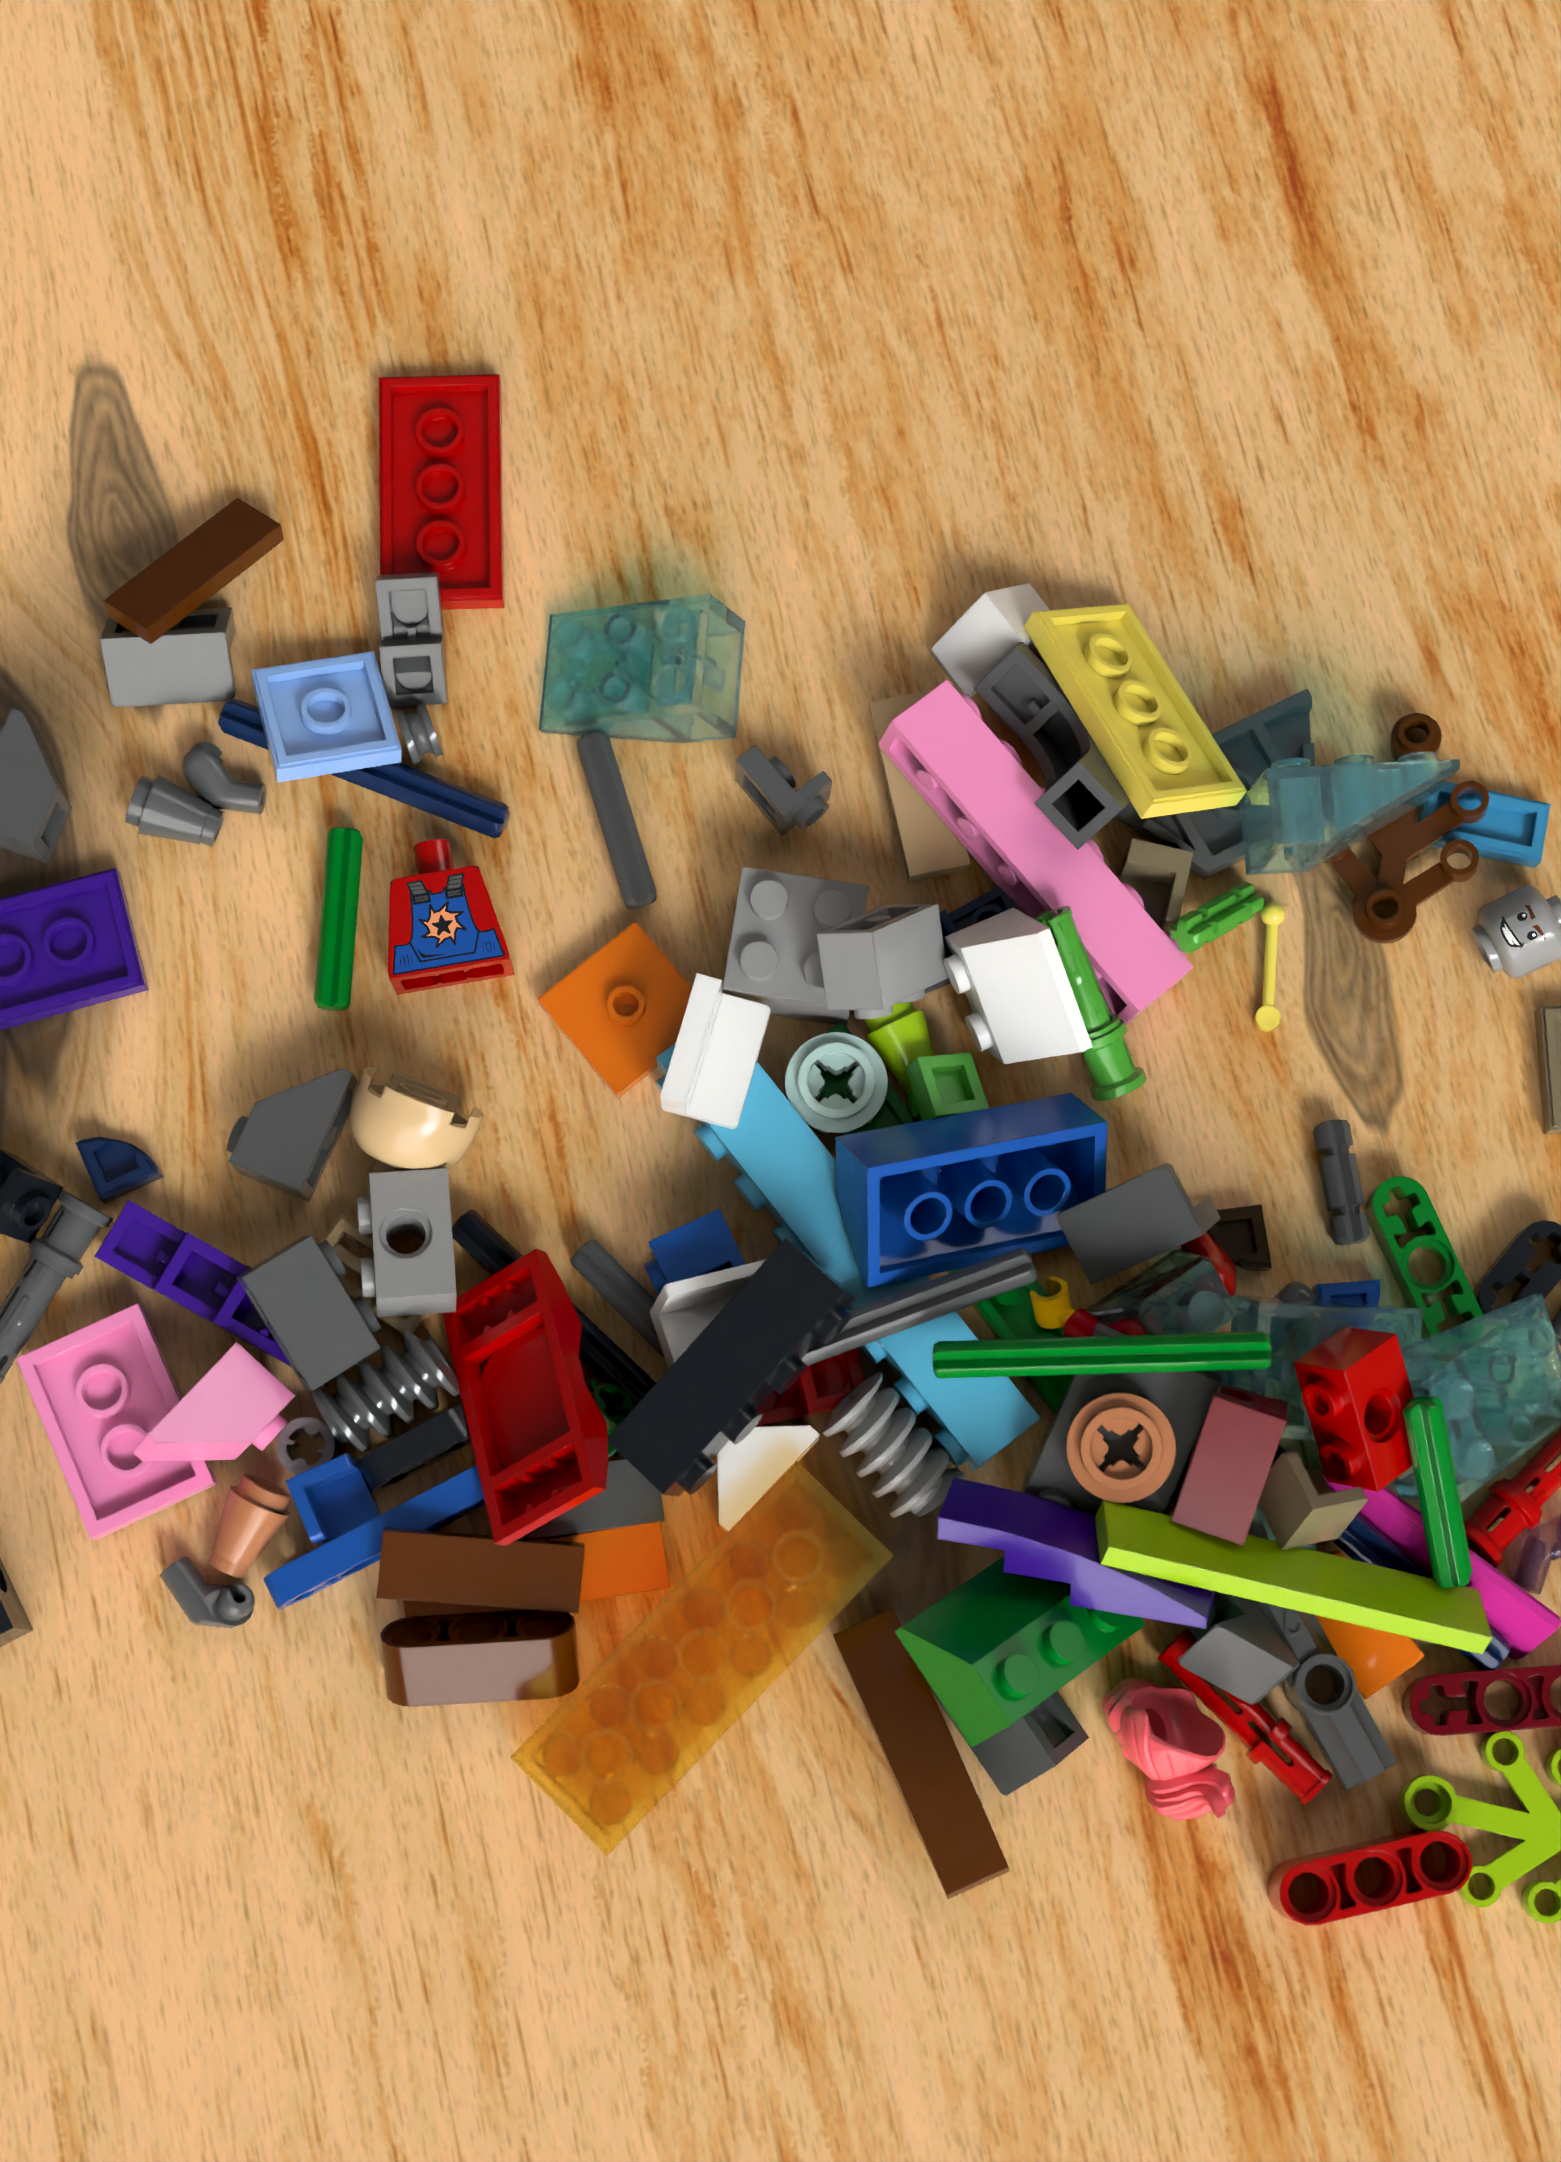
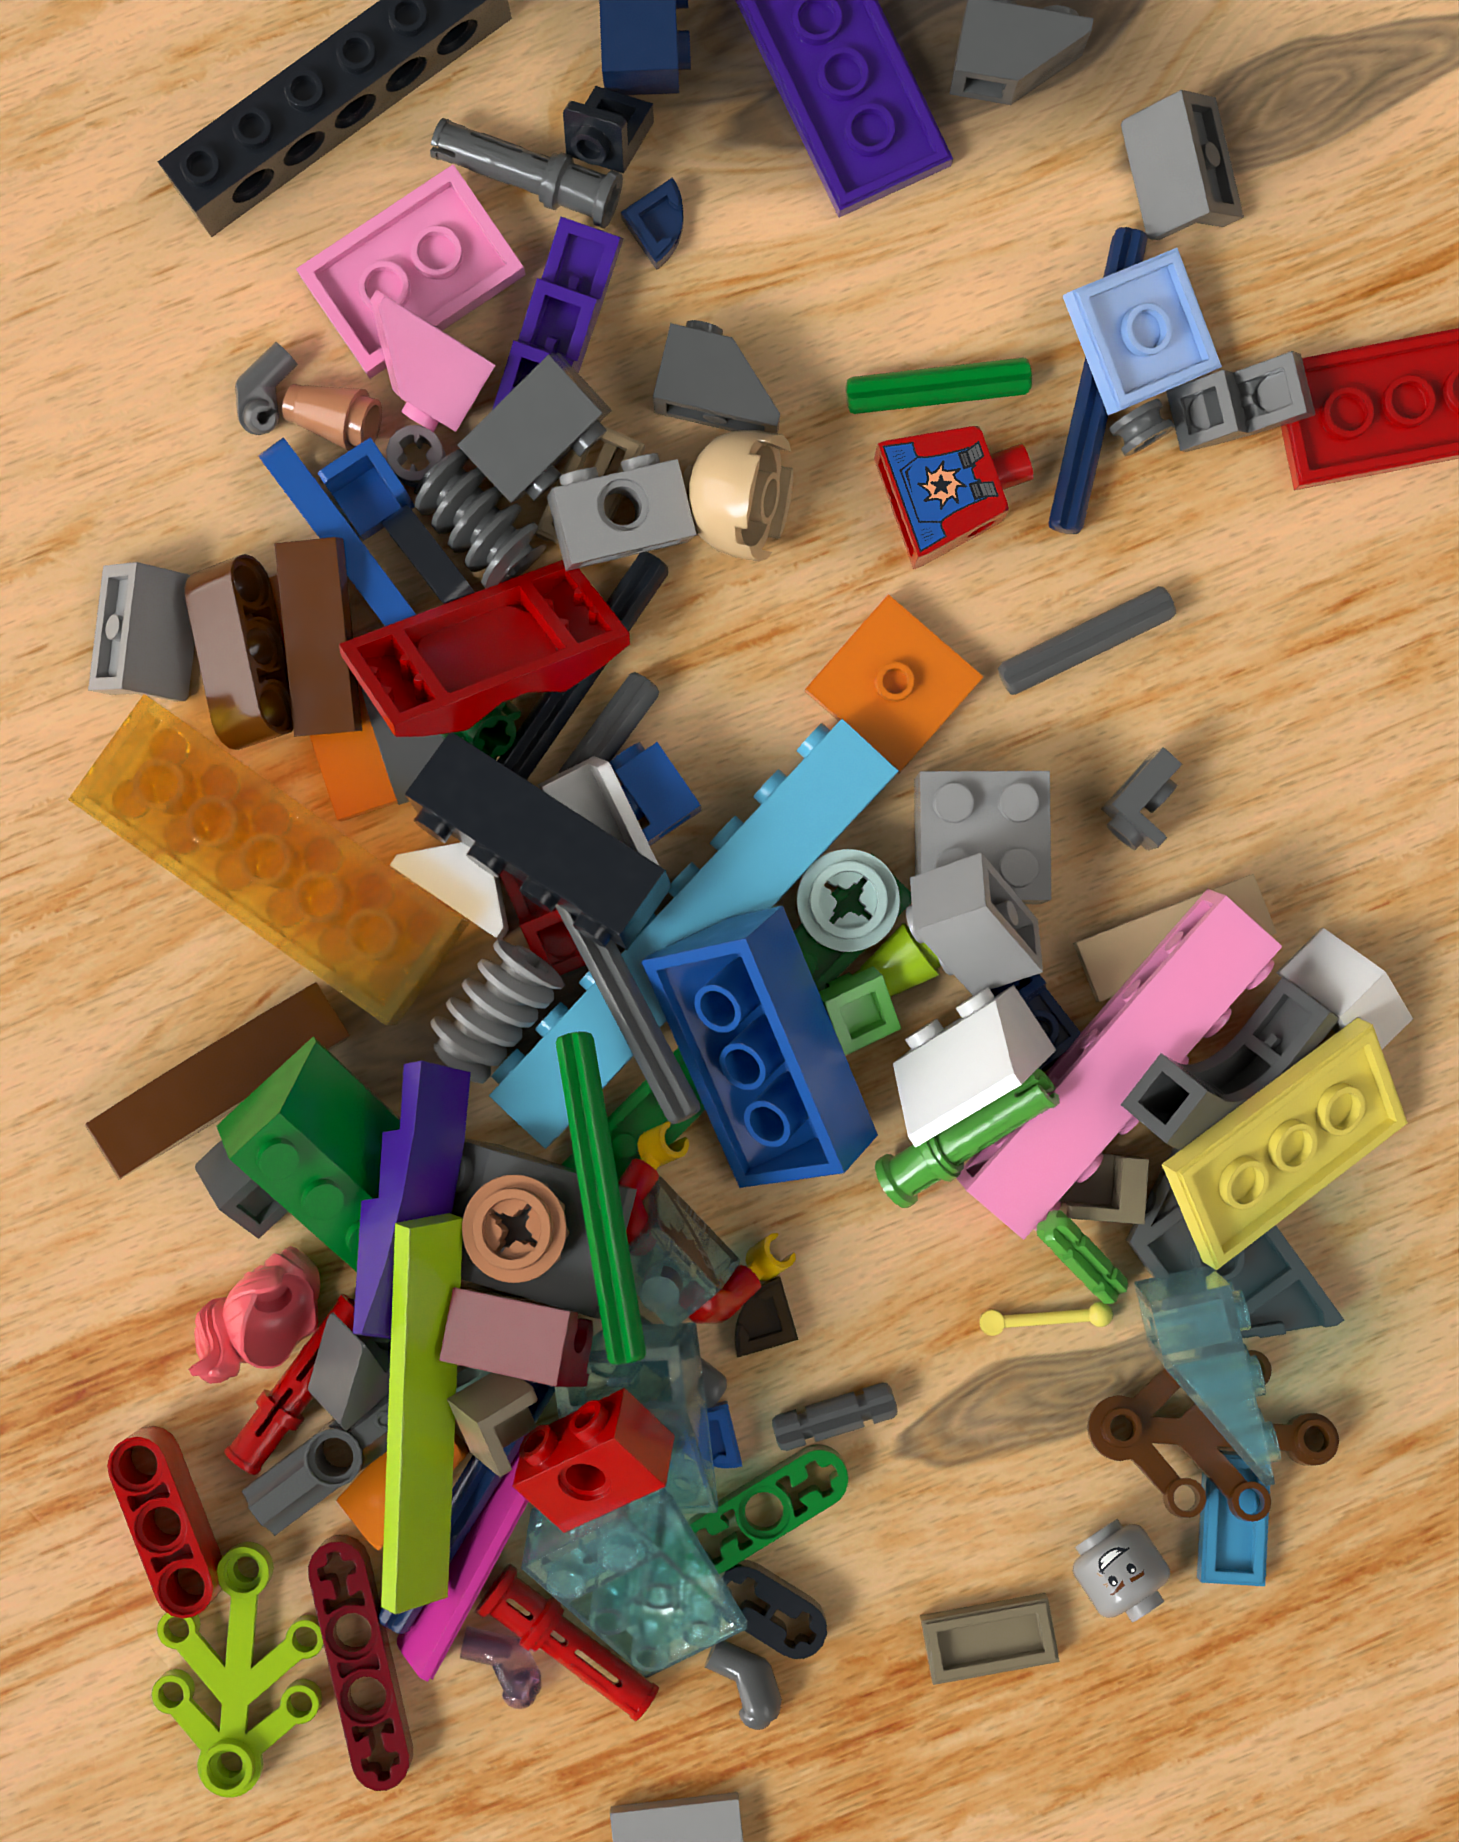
camera: 80 degrees right, 10 degrees up
(172, 813) = (1017, 201): dark grey cone -> none
(193, 570) = (1272, 169): reddish brown tile -> none
(214, 785) = (1055, 235): dark grey arm -> none
(438, 1763) = (142, 633): none -> light grey panel
(645, 671) = (1246, 642): clear light blue slope -> none
(714, 1055) = (851, 774): white panel -> none
(1134, 1222) = (748, 1216): dark grey panel -> none
(1437, 1491) = (526, 1545): green axle -> none

